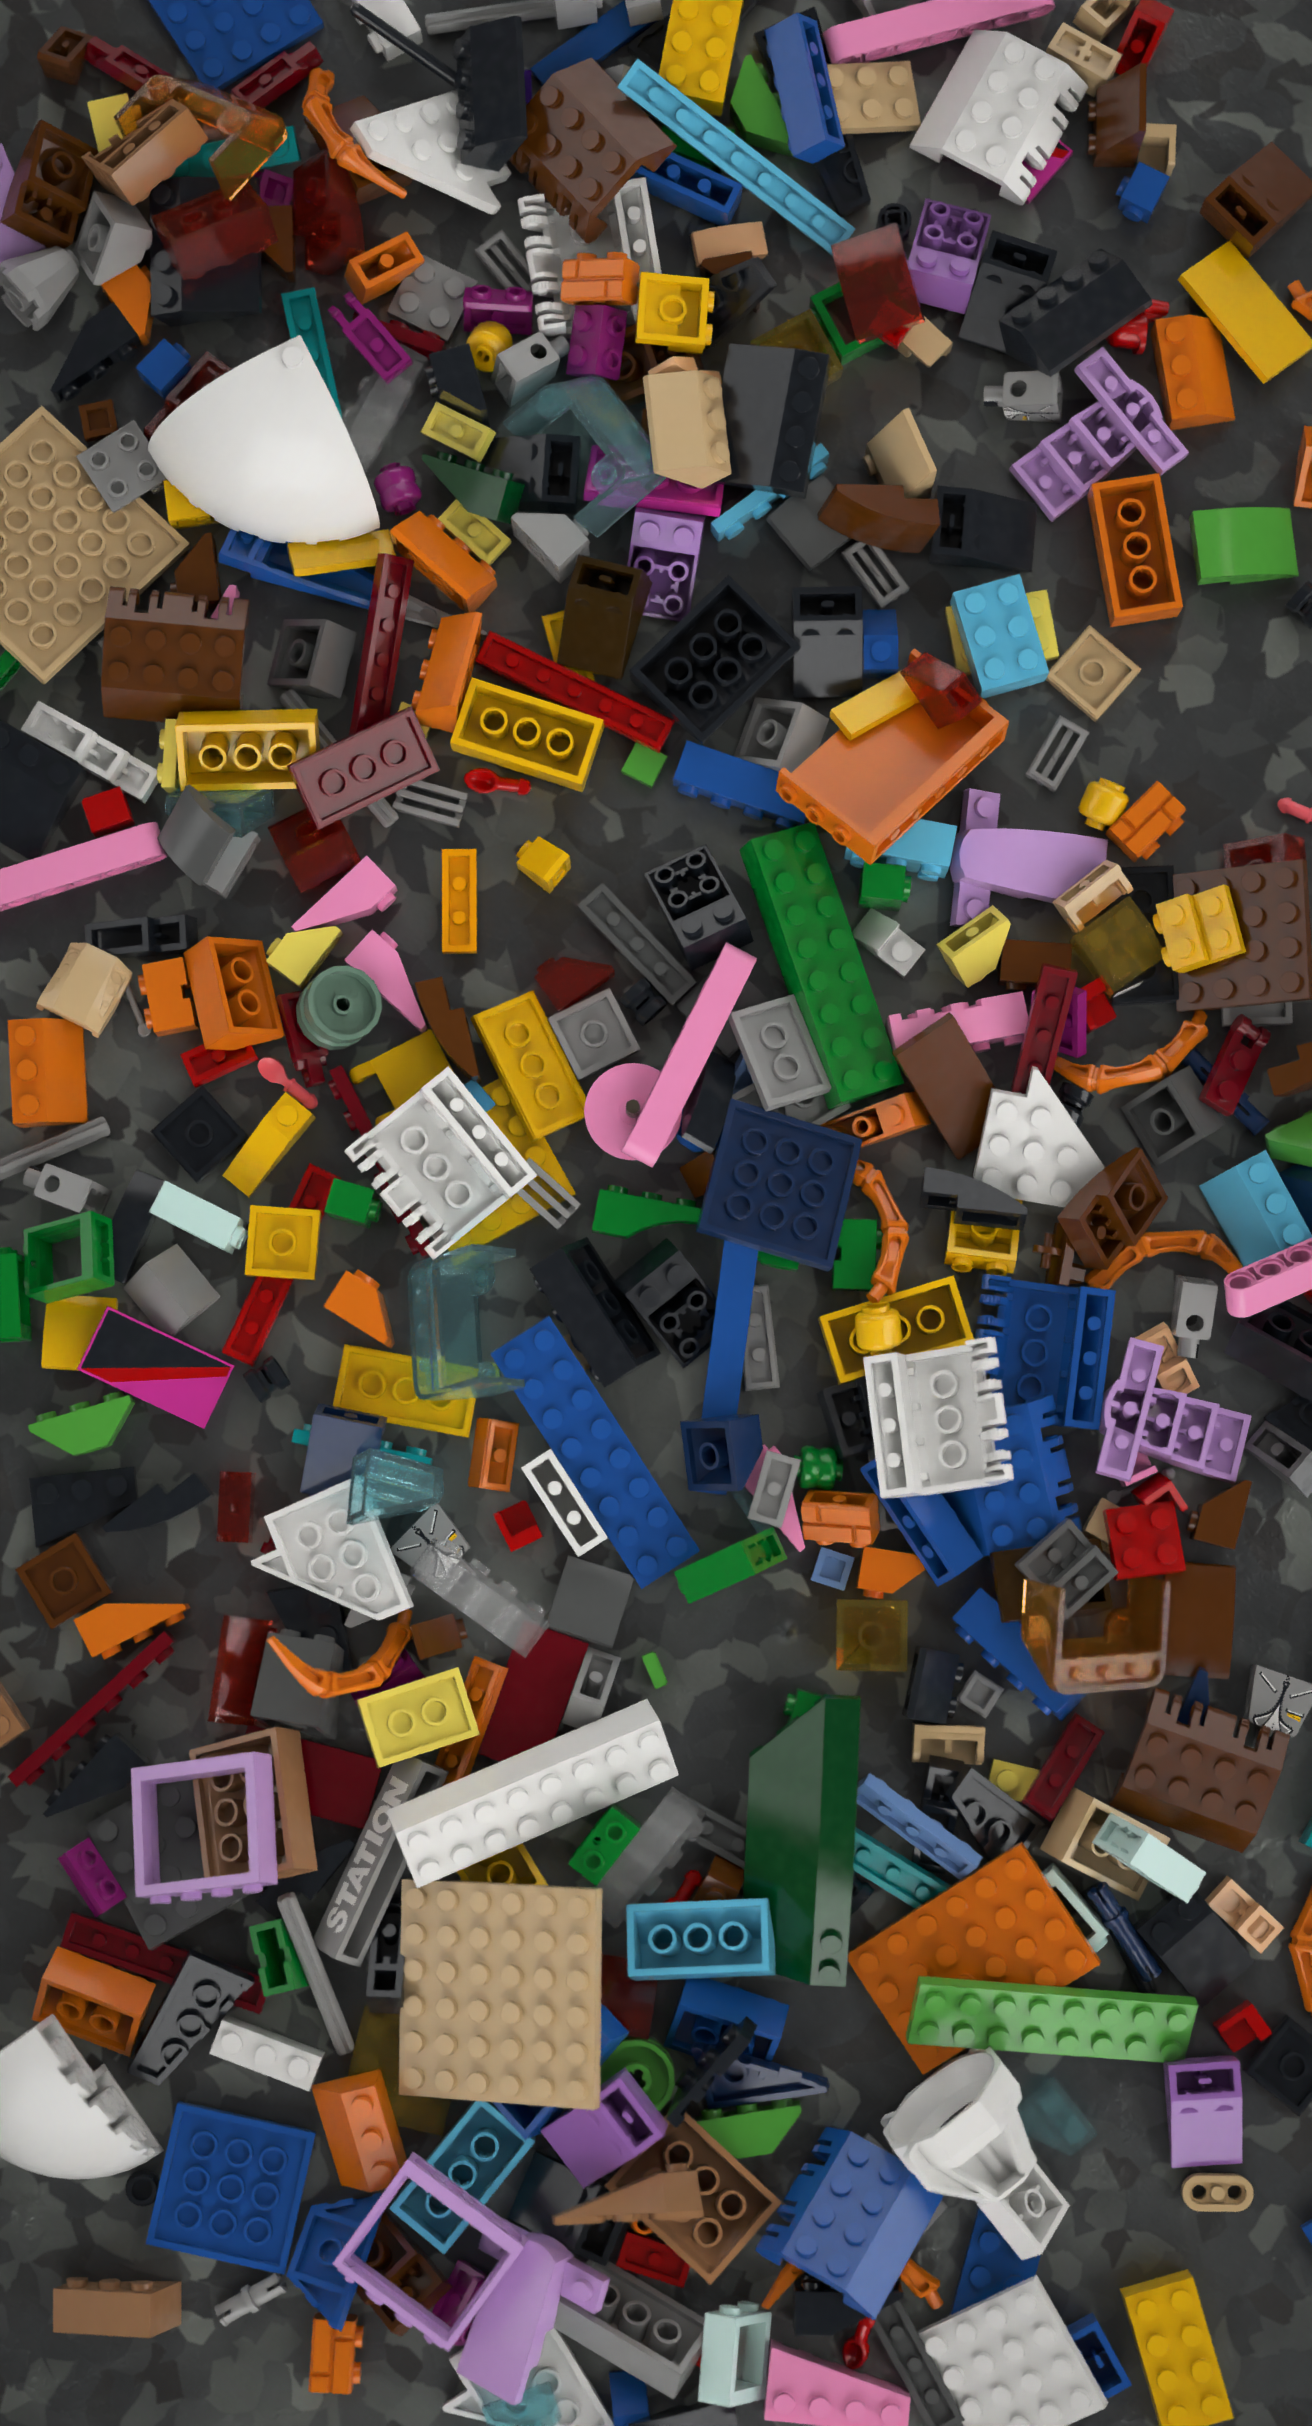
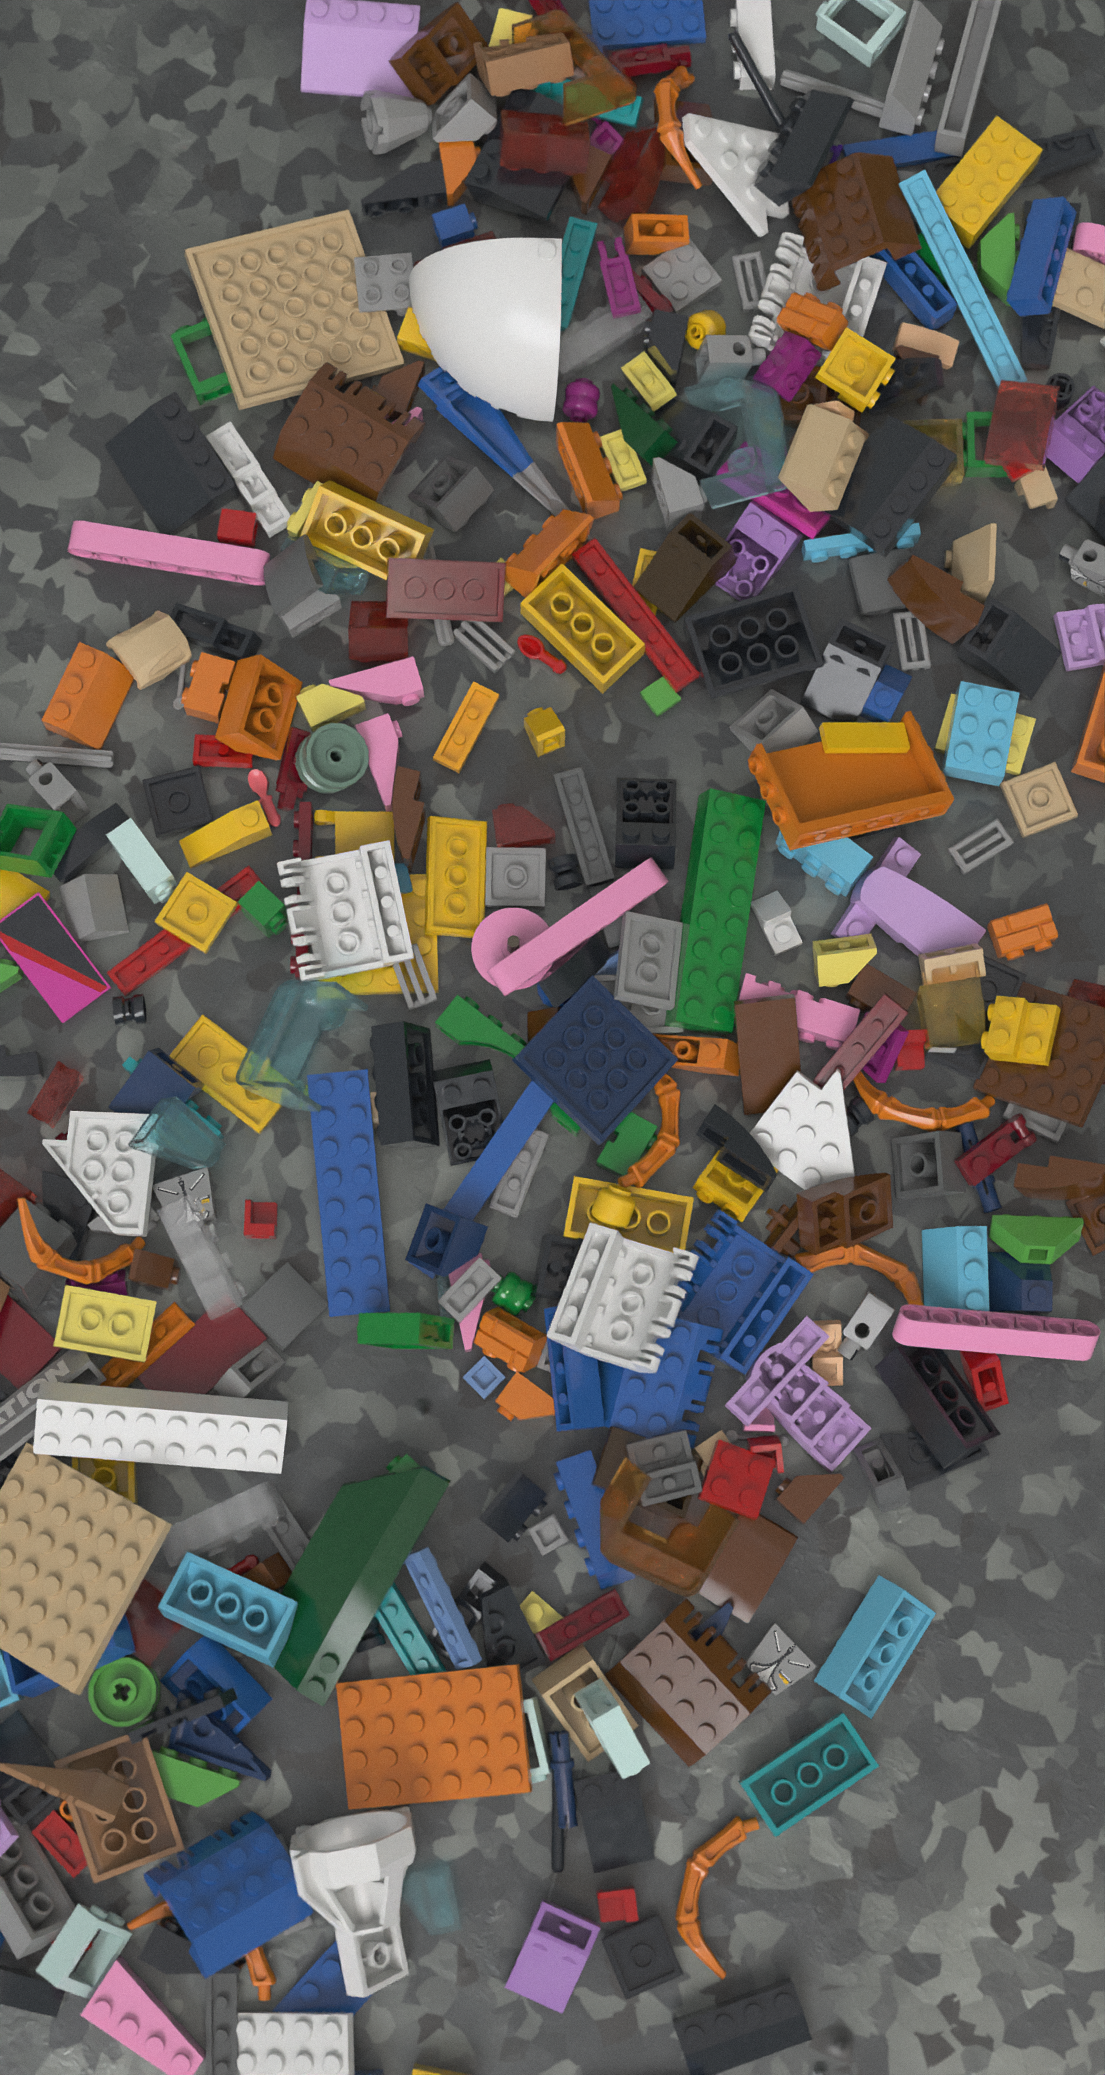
camera: 25 degrees right, 5 degrees down
(98, 419) = (385, 240): reddish brown plate -> none
(339, 555) = (510, 426): yellow tile -> none
(362, 1305) = (229, 986): orange slope -> none
(382, 641) = (510, 503): dark red plate -> none
(493, 1454) = (271, 1156): orange slope -> none
(508, 307) = (735, 308): magenta bracket -> none
(564, 1502) = (304, 1219): white brick -> none
(596, 1857) = (202, 1493): green window -> none
(607, 2137) = (75, 1721): medium lavender slope -> none
(654, 1669) = (306, 1384): bright green tile -> none
(734, 783) = (719, 742): blue brick -> none
(856, 2347) = (183, 1998): red piece -> none
(871, 1635) = (486, 1442): clear yellow slope -> none
(883, 886) = (793, 877): green brick -> none
(941, 689) = (914, 749): clear red slope -> none
(948, 1741) = (503, 1558): tan hinge -> none
(1050, 2019) = (469, 1817): bright green plate -> none
(1103, 803) = (996, 900): yellow head -> none
(1216, 2192) = (531, 2023): tan plate -> none
(1244, 1914) = (665, 1816): light nougat slope -> none

